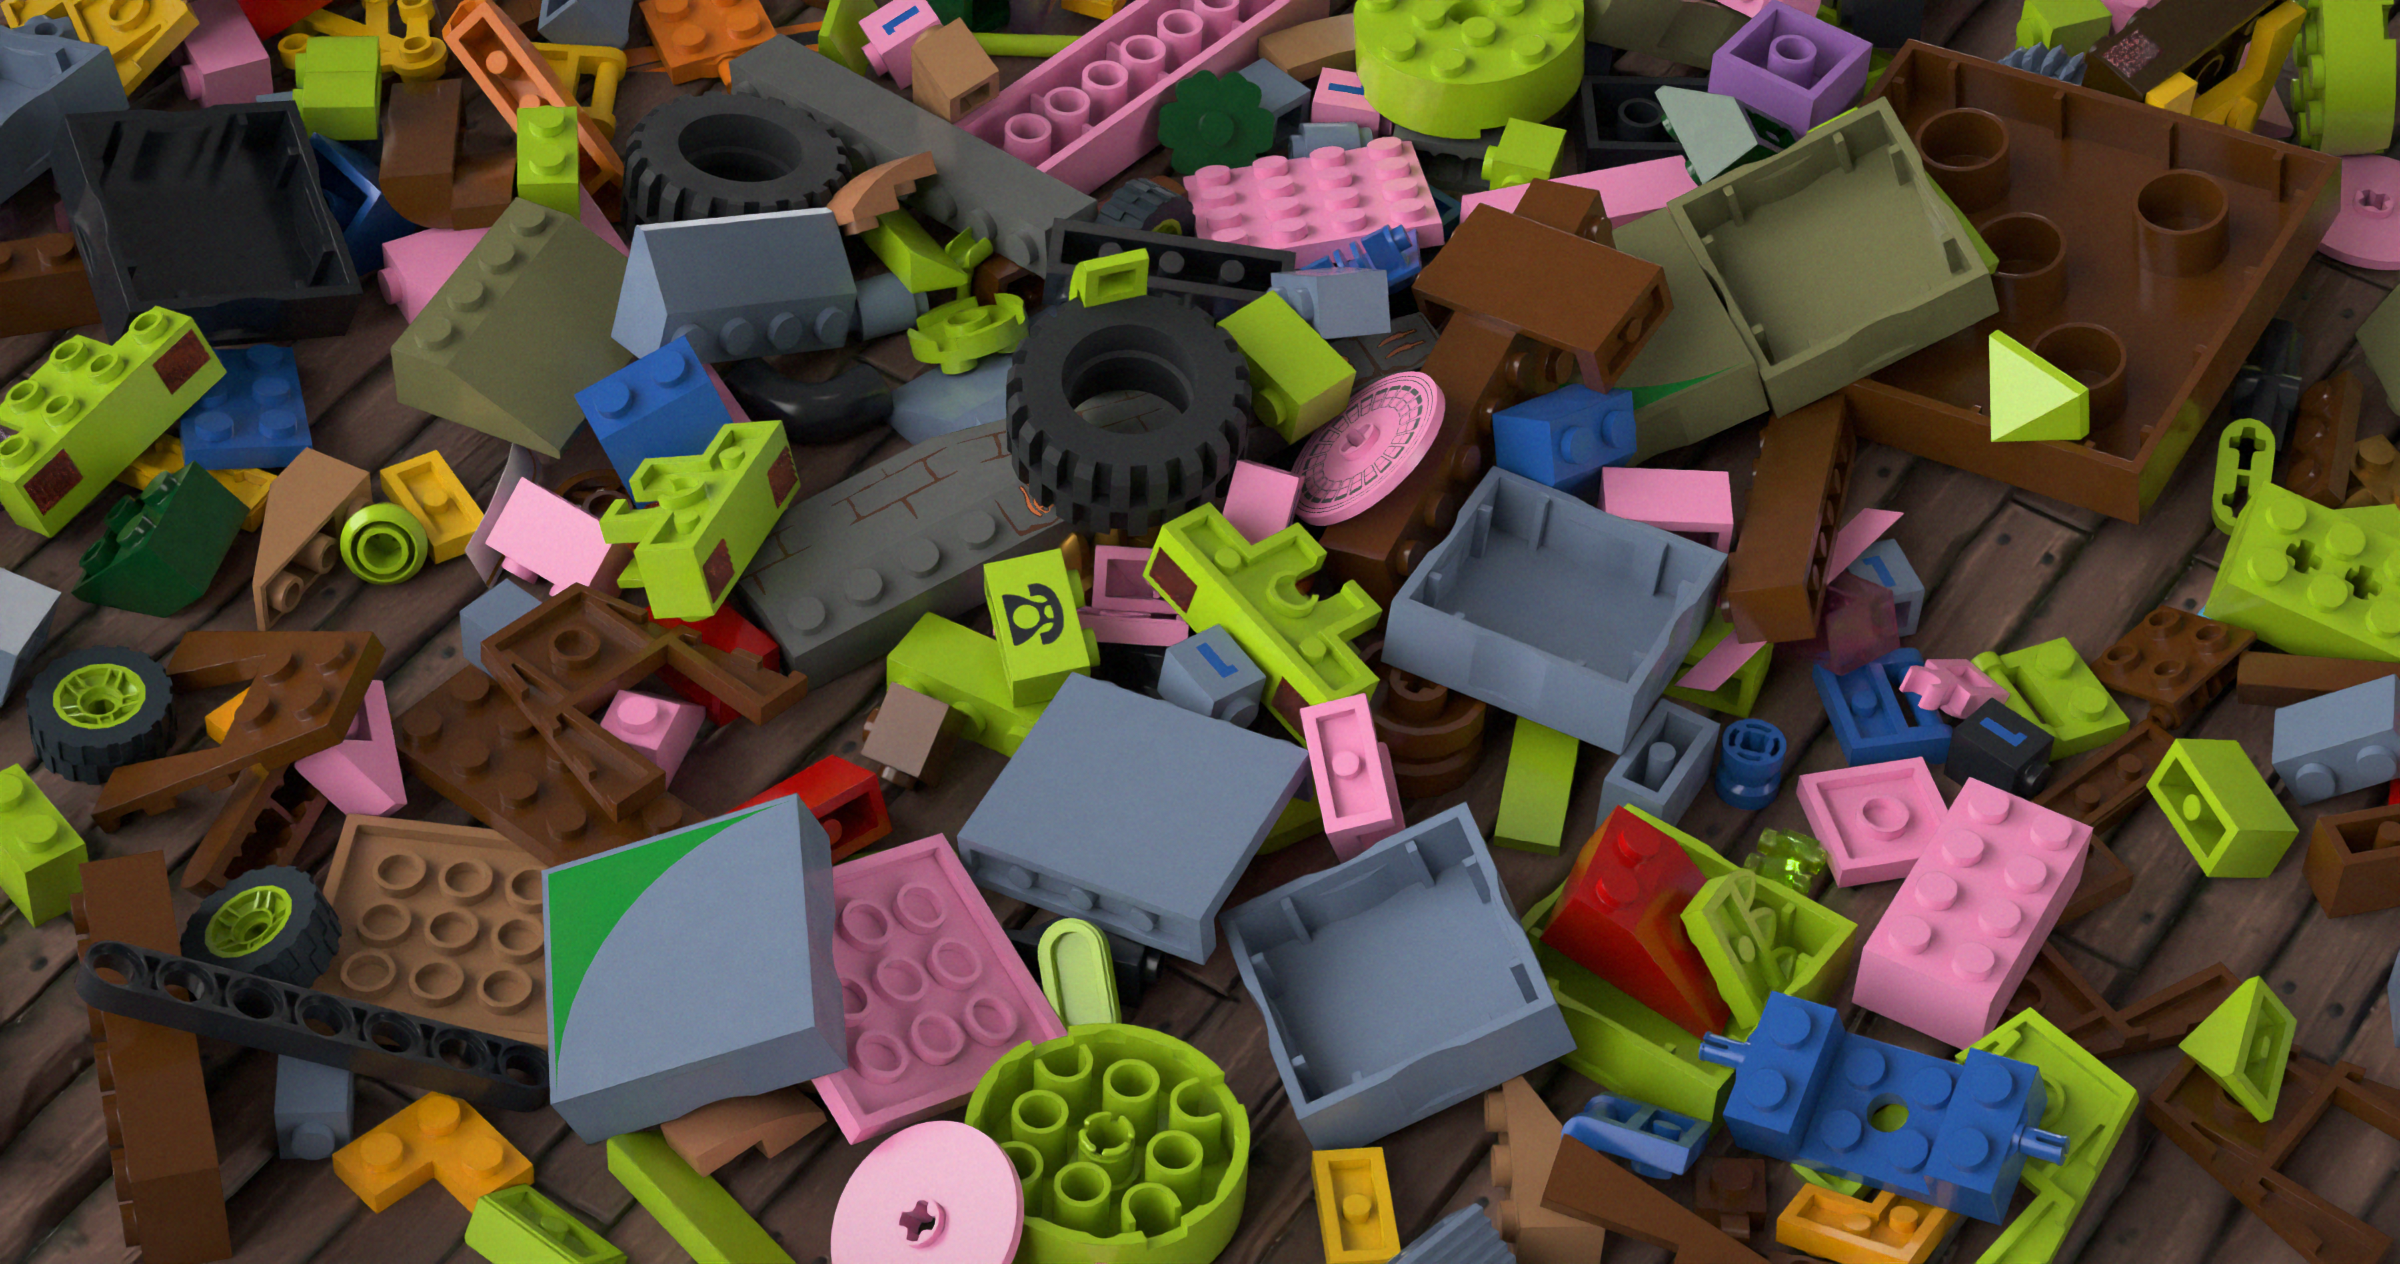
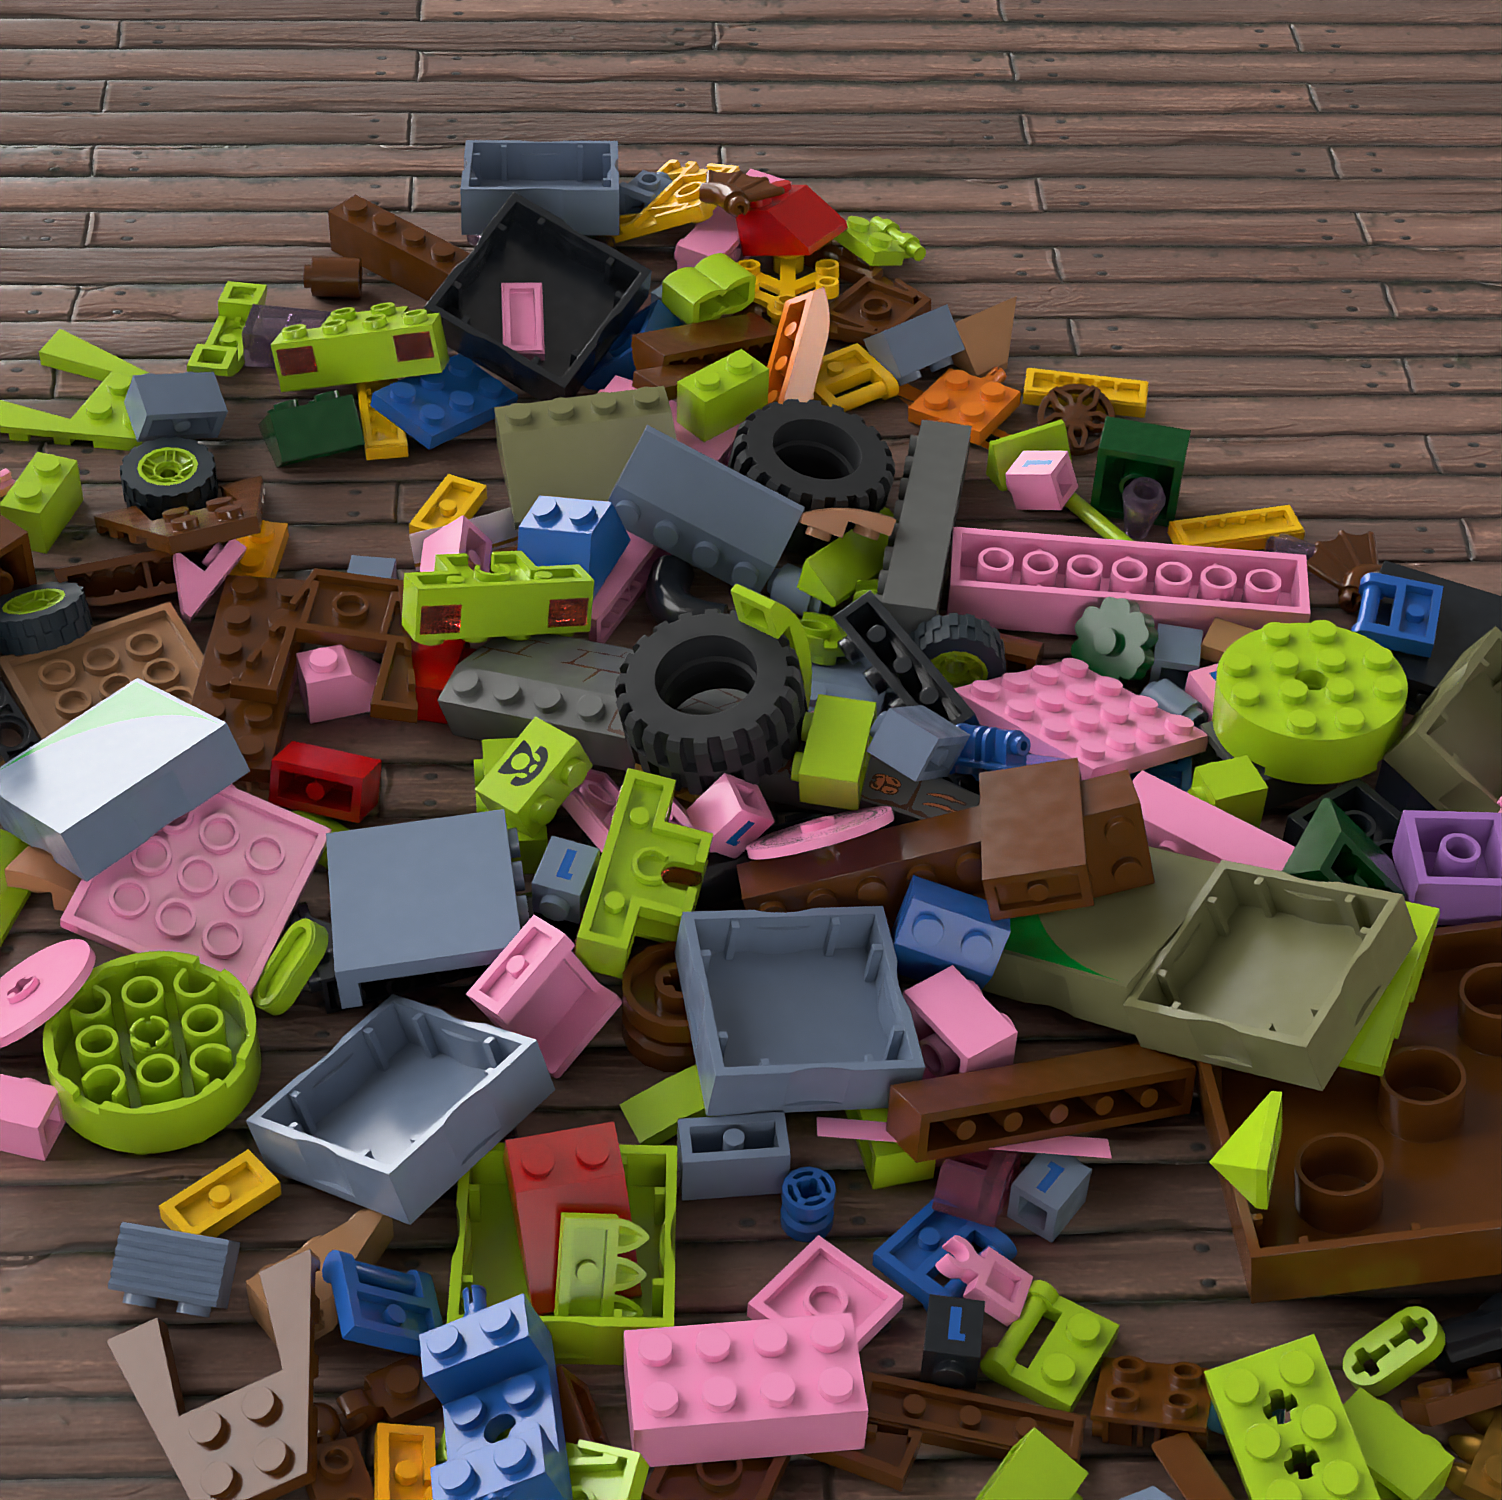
camera: 55 degrees right, 0 degrees up
(204, 255) = (523, 318): none -> bright pink tile
(304, 529) = (370, 473): medium nougat slope -> none
(384, 544) = (393, 504): lime cone -> none
(911, 737) = (436, 786): brick -> none
(952, 72) = (985, 497): medium nougat slope -> none
(1787, 859) = (732, 1276): clear neon green piece -> none

